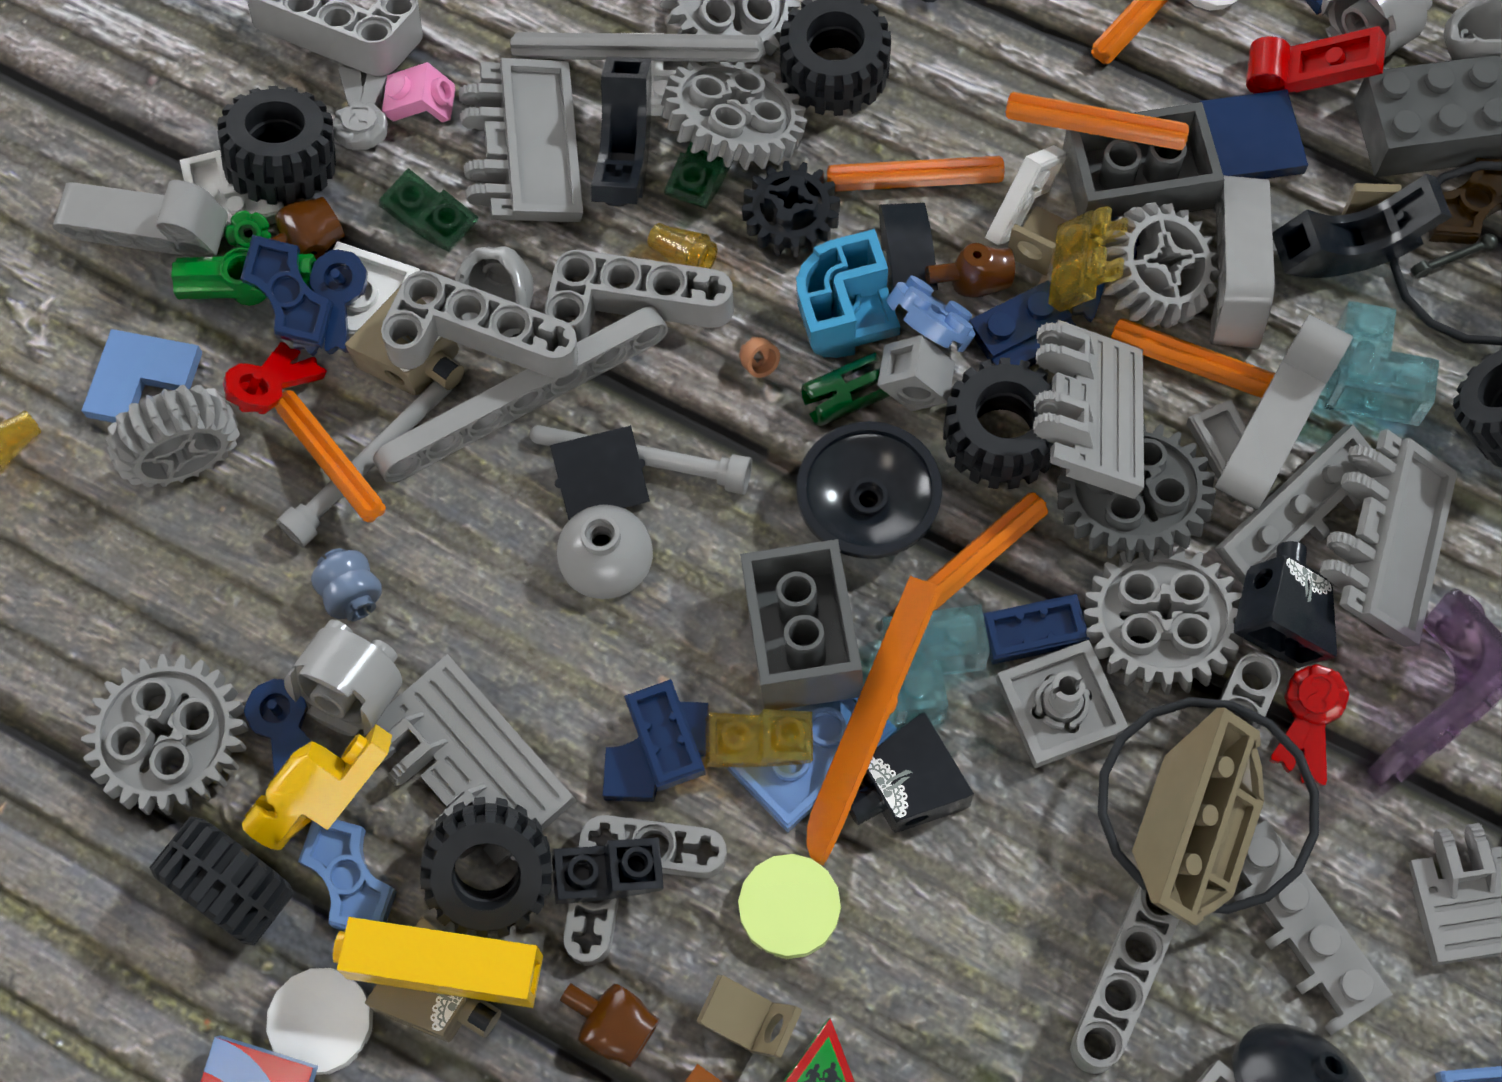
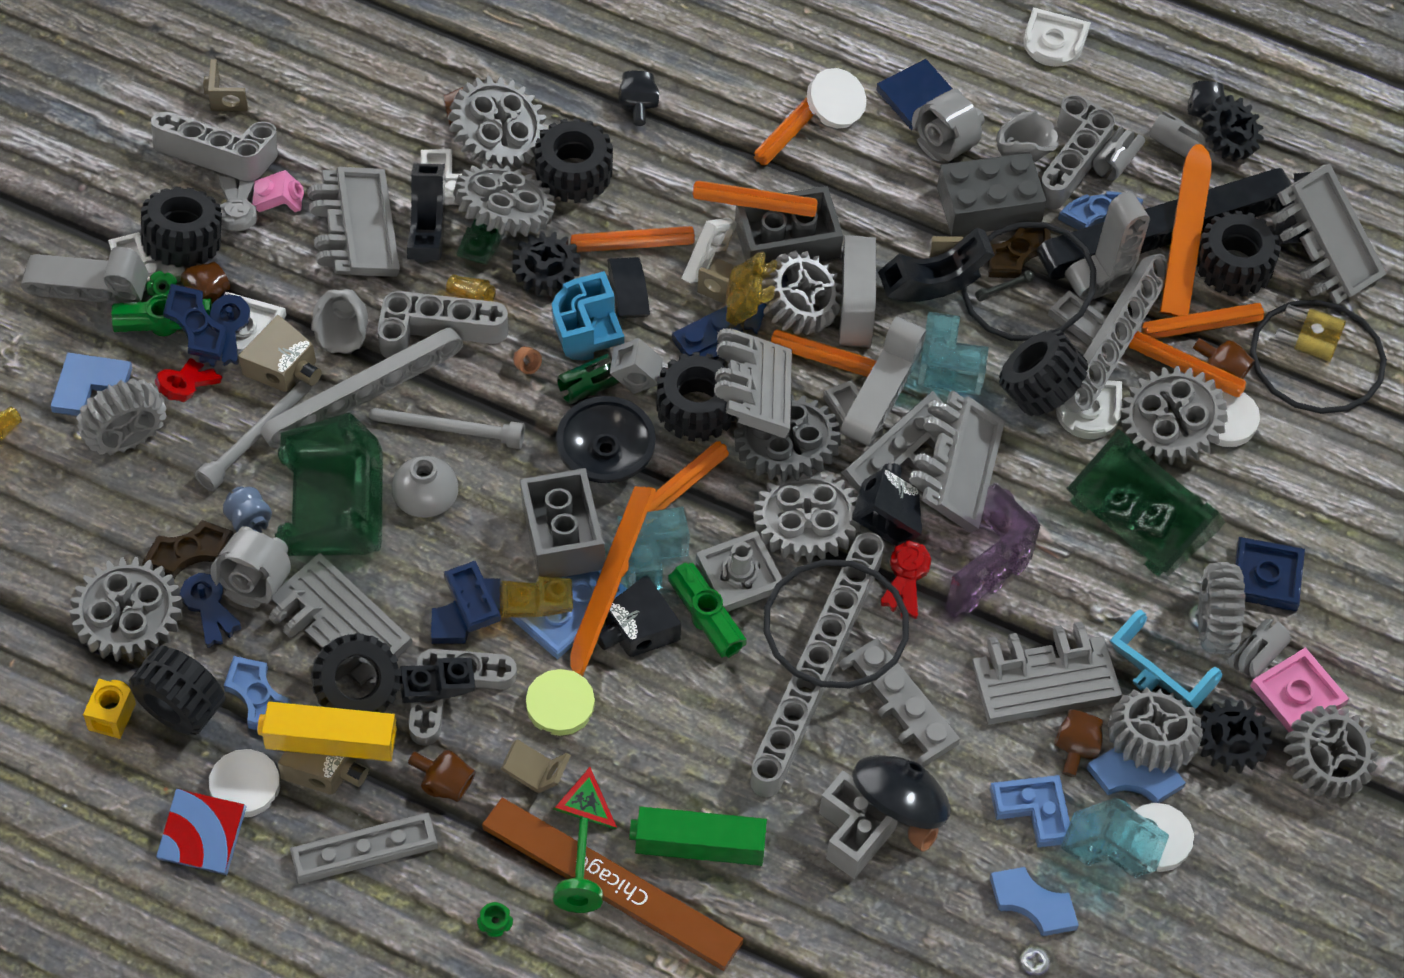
camera: 10 degrees left, 10 degrees down
(133, 915) = (114, 720): none -> yellow brick
(244, 644) = (196, 546): none -> dark brown tile
(314, 787) = (236, 633): yellow plate -> none
(330, 457) = (230, 429): orange axle -> none
(427, 212) = (288, 272): clear green slope -> none
(473, 557) = (334, 488): none -> clear green windscreen
(543, 346) = (377, 352): light grey beam -> none
(600, 471) = (419, 434): black piece -> none
(654, 46) = (449, 156): light grey axle -> none
(931, 316) = (646, 329): medium blue plate -> none
(976, 271) = (676, 300): reddish brown piece -> none
(1026, 794) = (717, 624): none -> green piece
(1034, 629) = (720, 526): dark blue plate -> none
(1201, 818) = (831, 624): dark tan wedge -> none
(1256, 135) = (867, 209): dark blue tile -> none
(1314, 64) = (886, 165): red plate -> none

